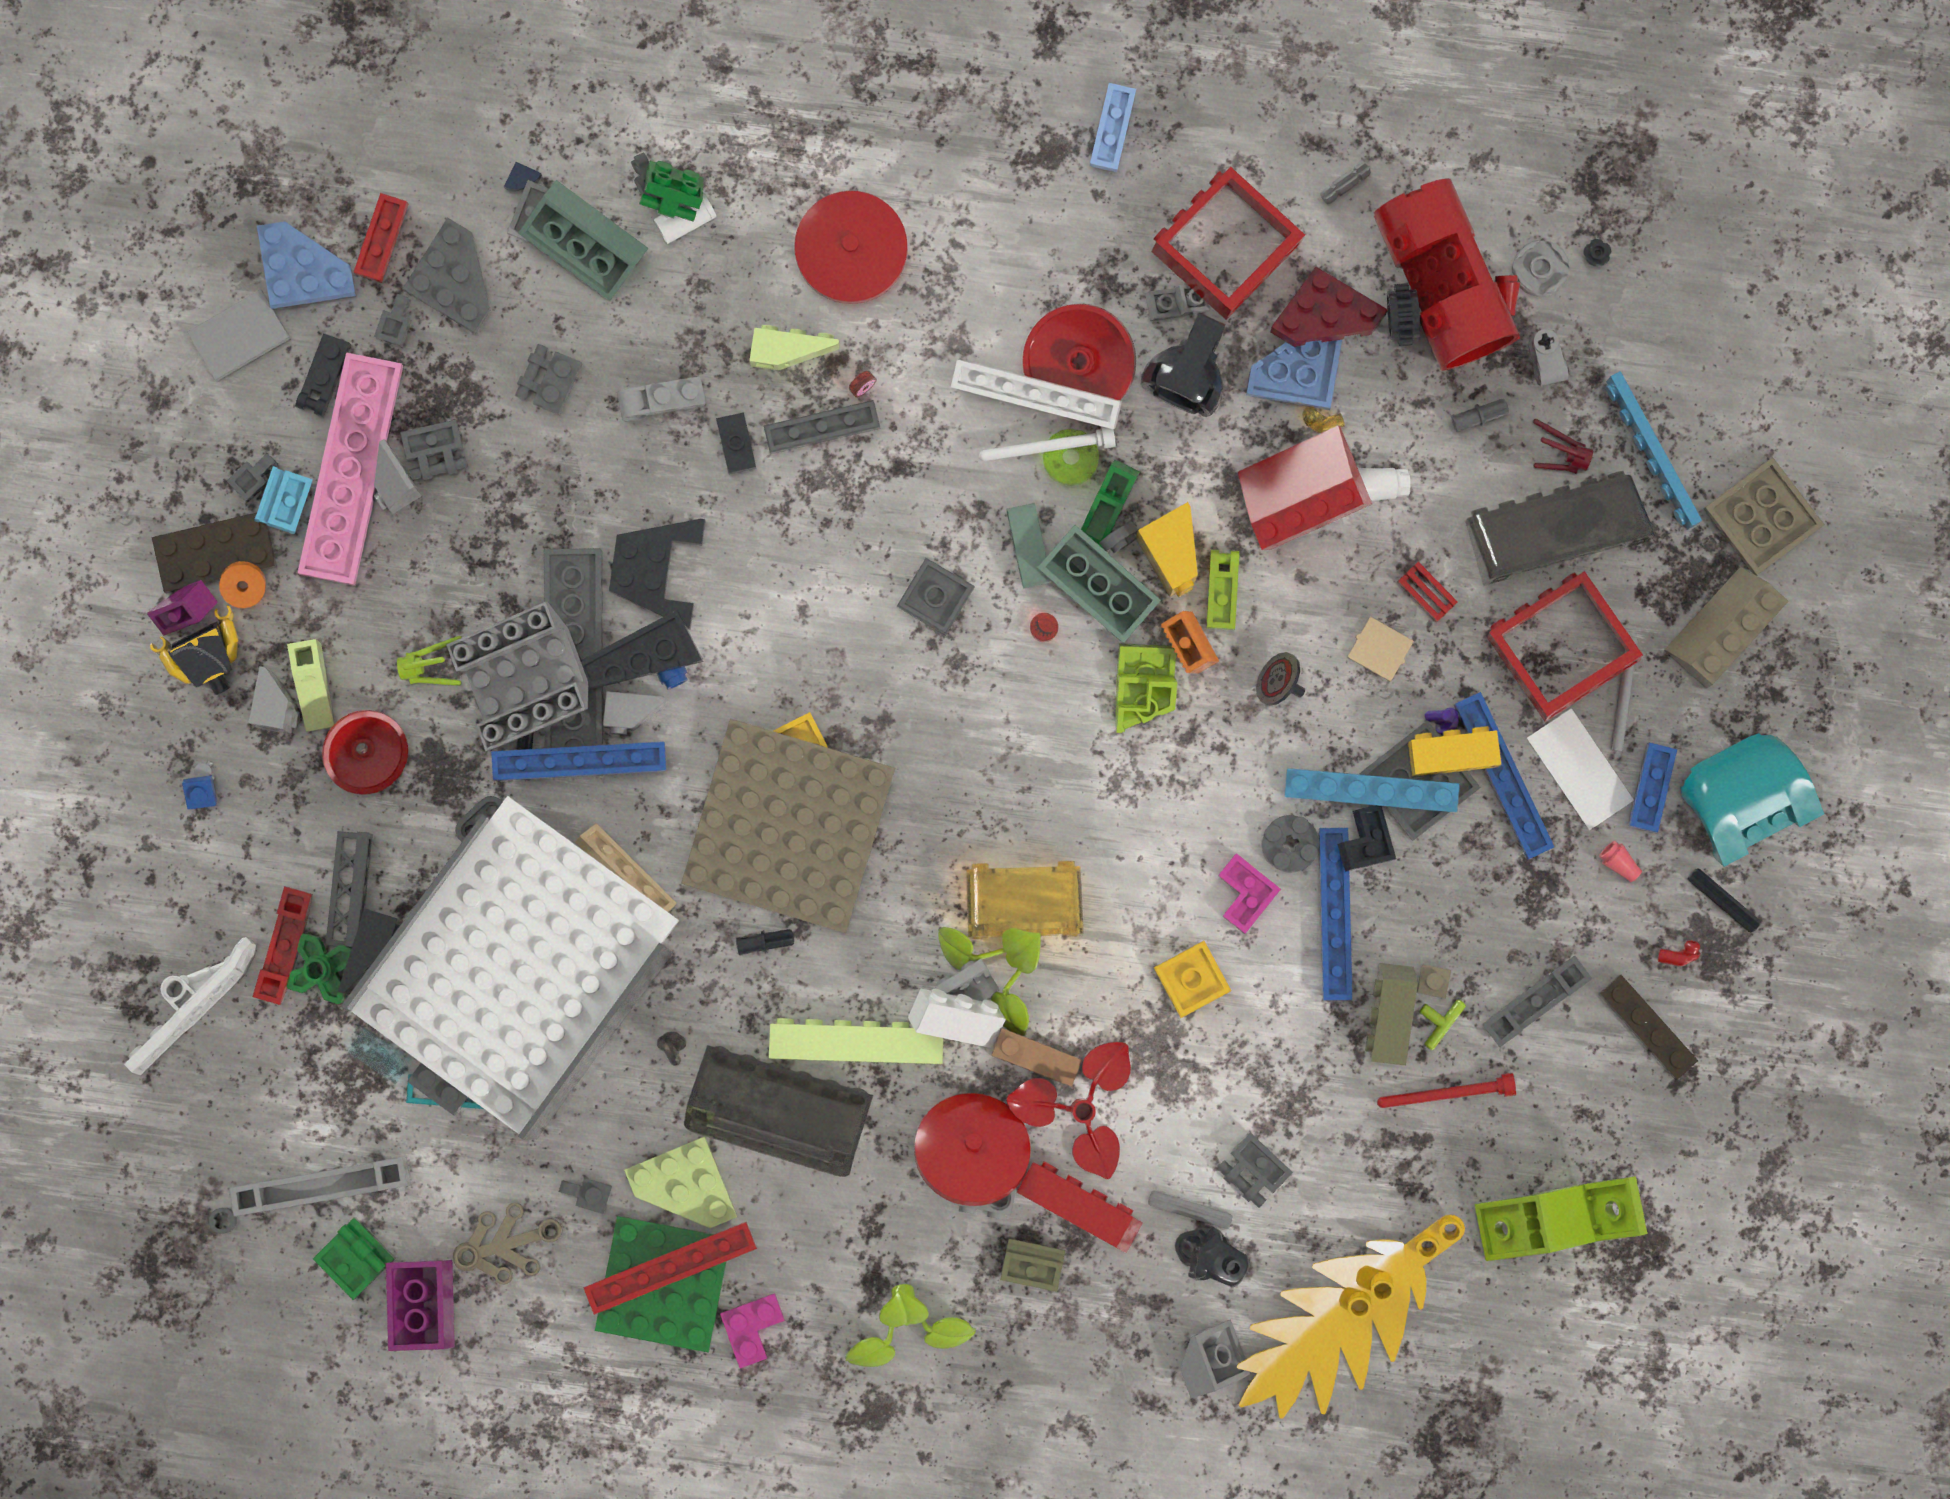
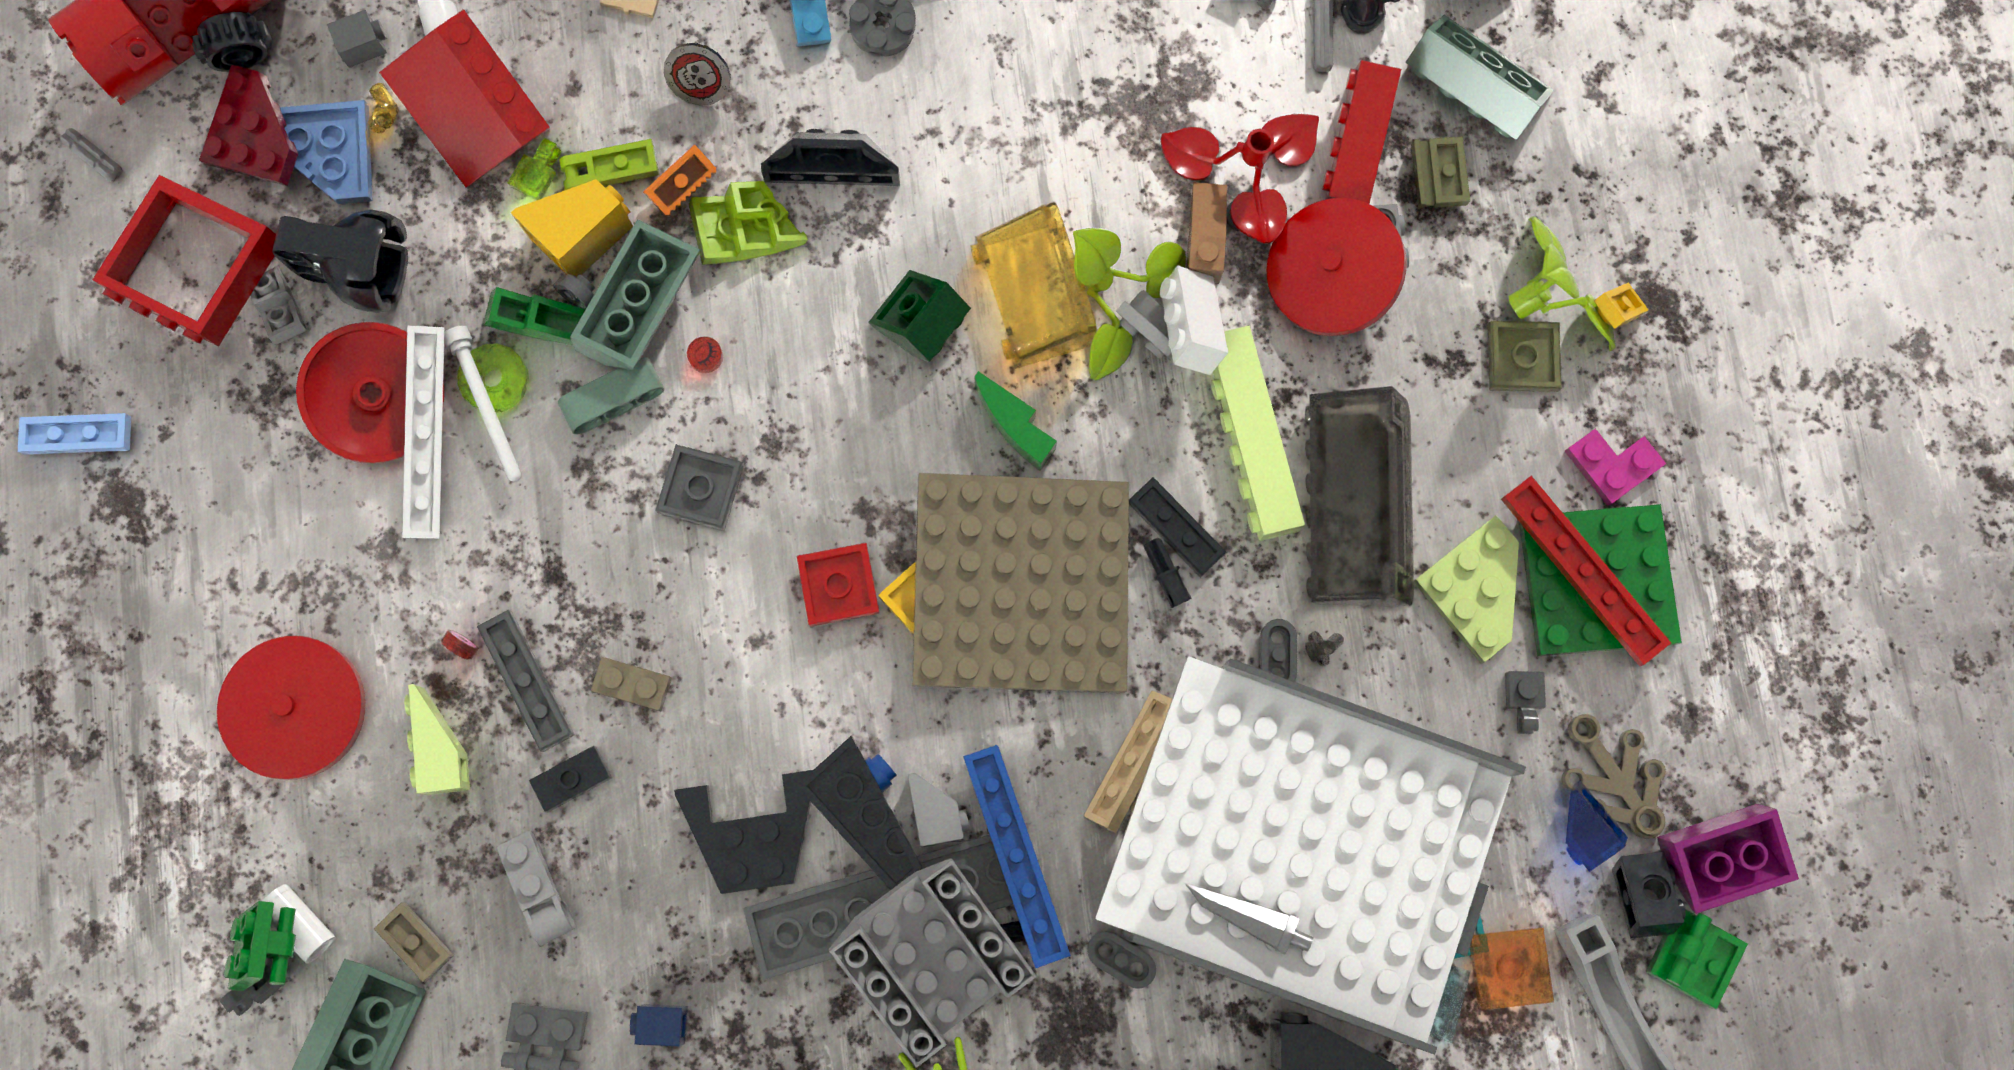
camera: 105 degrees left, 5 degrees down
(388, 1113) = (1511, 968): none -> clear orange plate
(395, 1225) = (1642, 914): none -> black brick
(468, 914) = (1265, 924): none -> flat silver bar
(473, 1206) = (1591, 831): none -> clear blue slope
(533, 465) = (659, 1025): none -> dark blue brick
(647, 300) = (413, 942): none -> dark tan plate
(676, 1009) = (1279, 655): none -> dark grey plate
(796, 506) = (631, 684): none -> dark tan plate
(800, 961) = (1176, 527): none -> black tile
(827, 683) = (838, 584): none -> red plate
(860, 1284) = (1524, 356): none -> olive tile
(876, 1372) = (1620, 305): none -> yellow plate
(919, 855) = (1014, 422): none -> green slope
(1027, 805) = (920, 314): none -> dark green slope
(1106, 1325) = (1478, 77): none -> slope
(1179, 769) = (830, 159): none -> black wedge
(1192, 979) = (1066, 85): yellow plate -> none
(1231, 528) = (534, 174): none -> clear neon green plate
(1254, 890) = (948, 44): dark pink plate -> none
(1387, 414) = (358, 38): none -> dark grey brick

